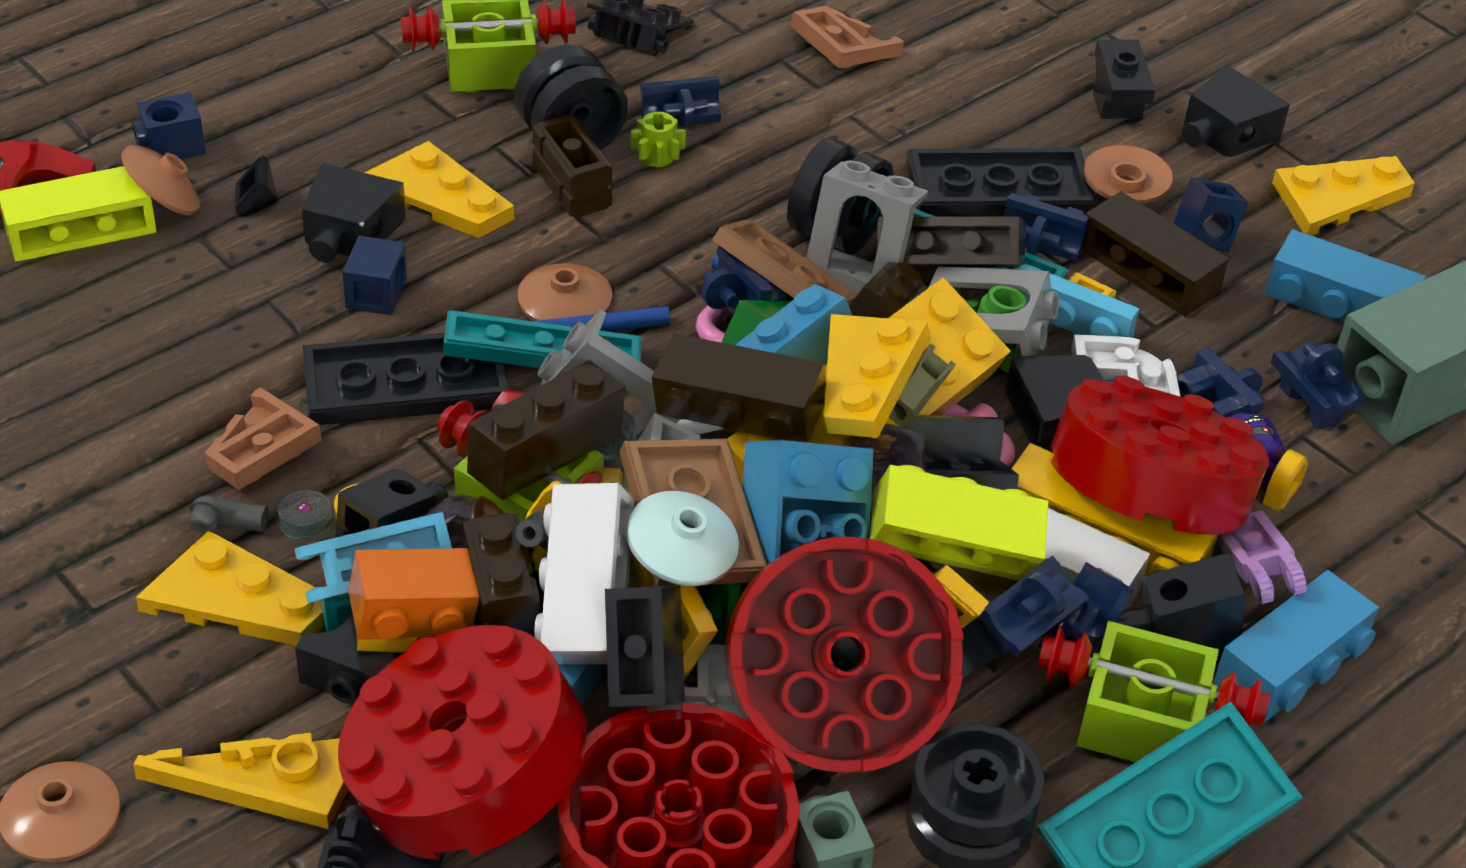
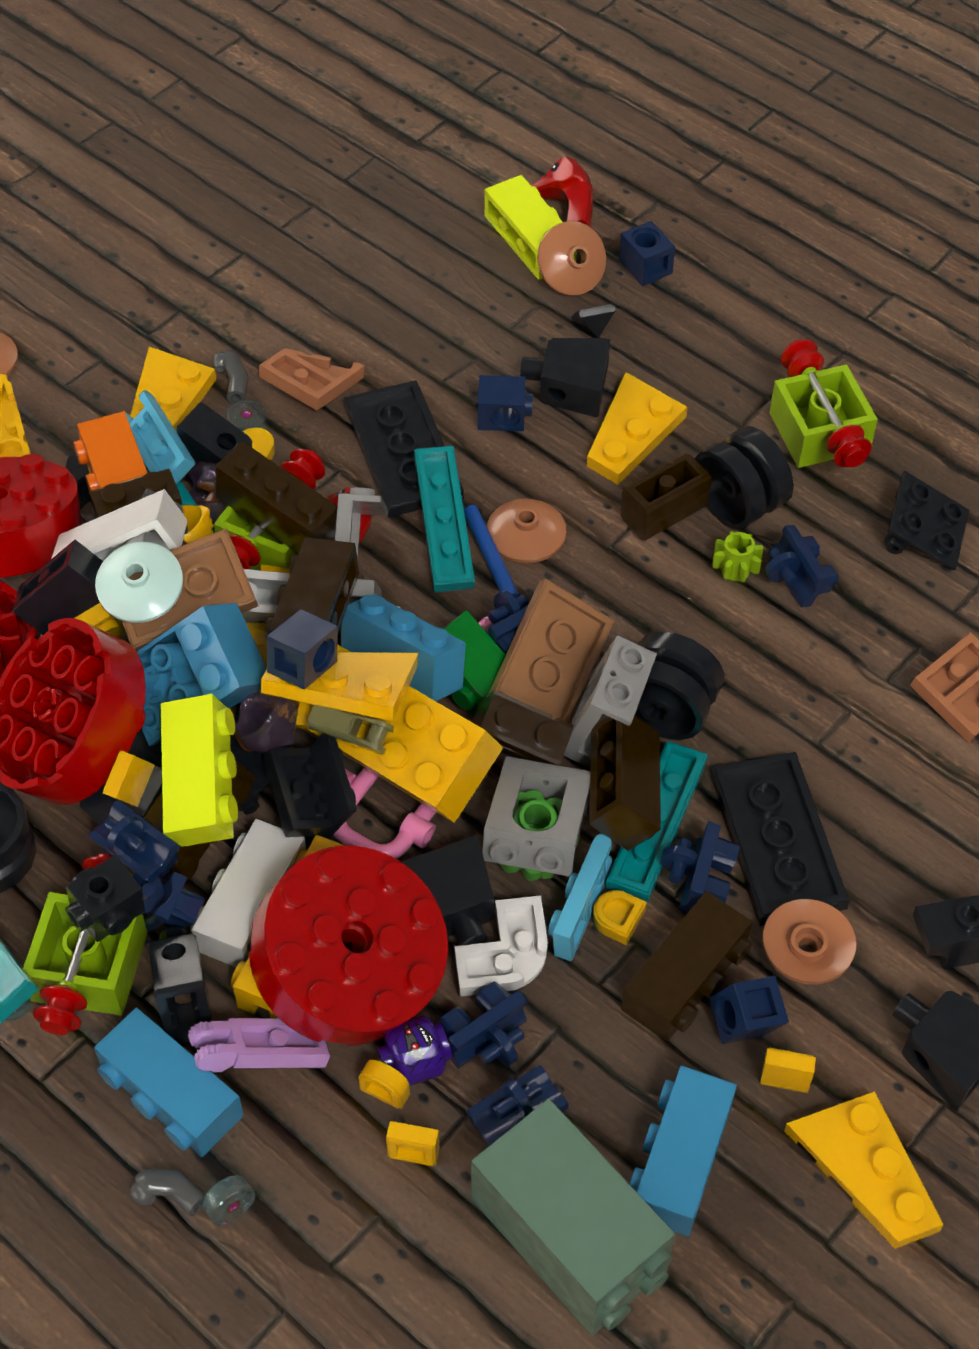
camera: 85 degrees right, 10 degrees up
(860, 362) = (302, 649): none -> dark blue brick
(1129, 619) = (104, 899): none -> black brick
(1260, 211) = (787, 1070): none -> yellow tile
(1354, 462) = (412, 1143): none -> yellow tile
(1411, 664) = (167, 1183): none -> dark grey arm
(1427, 607) = (228, 1200): none -> clear light blue tile

